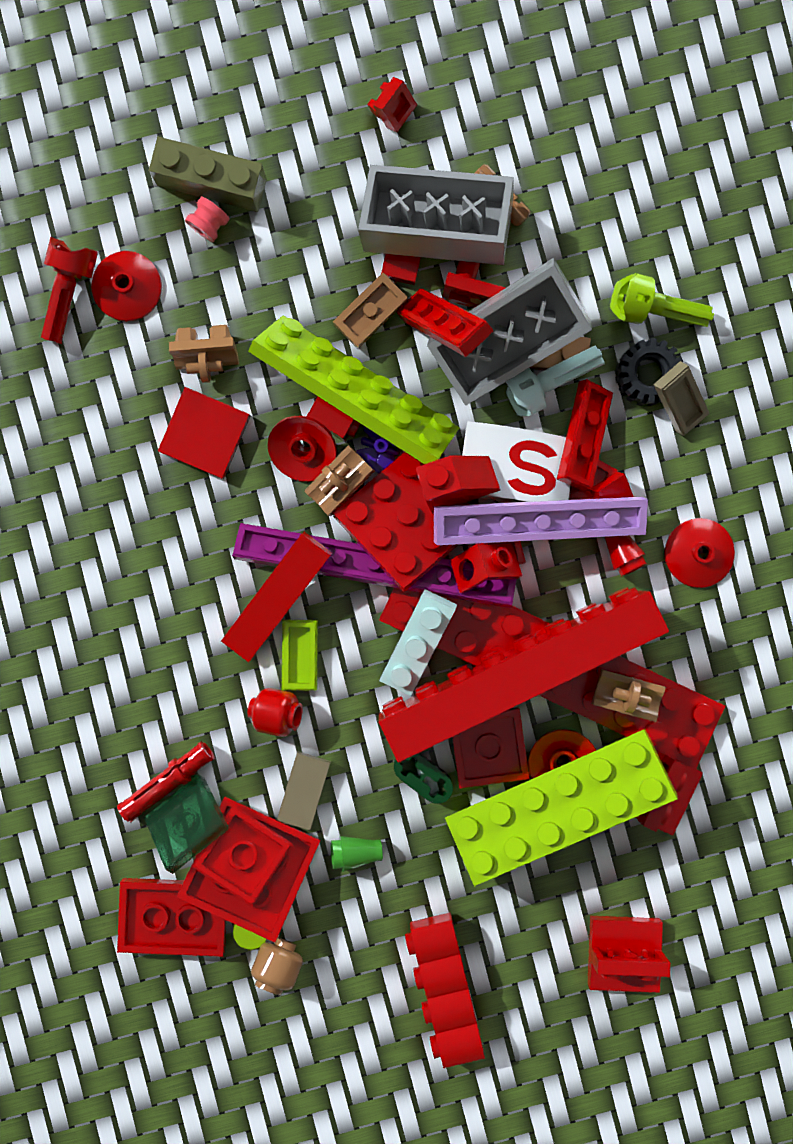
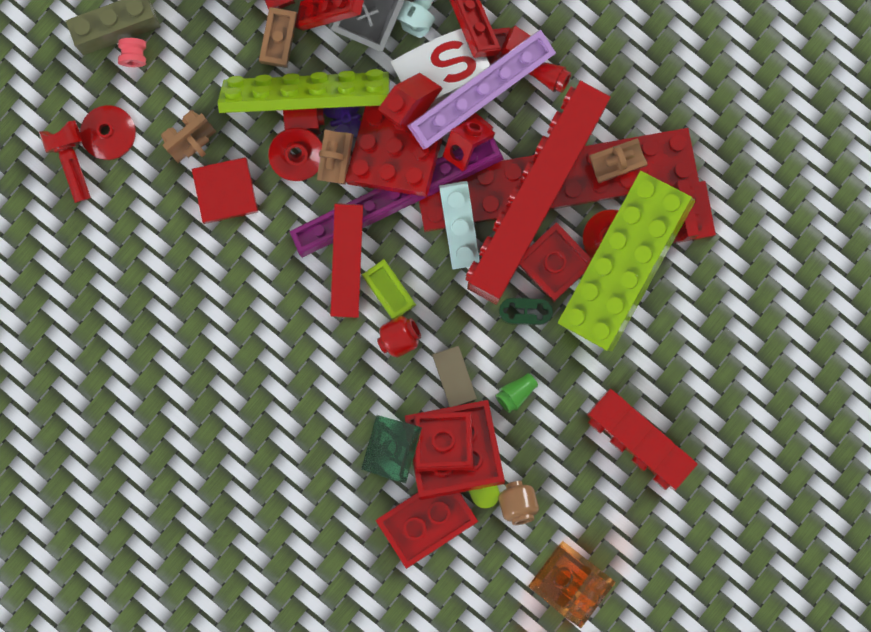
camera: 30 degrees left, 5 degrees down
(177, 773) = (362, 423): red pin -> none
(272, 1084) = (571, 584): none -> clear orange slope
(626, 954) = (742, 334): red bracket -> none
(683, 557) = (599, 56): red dish -> none

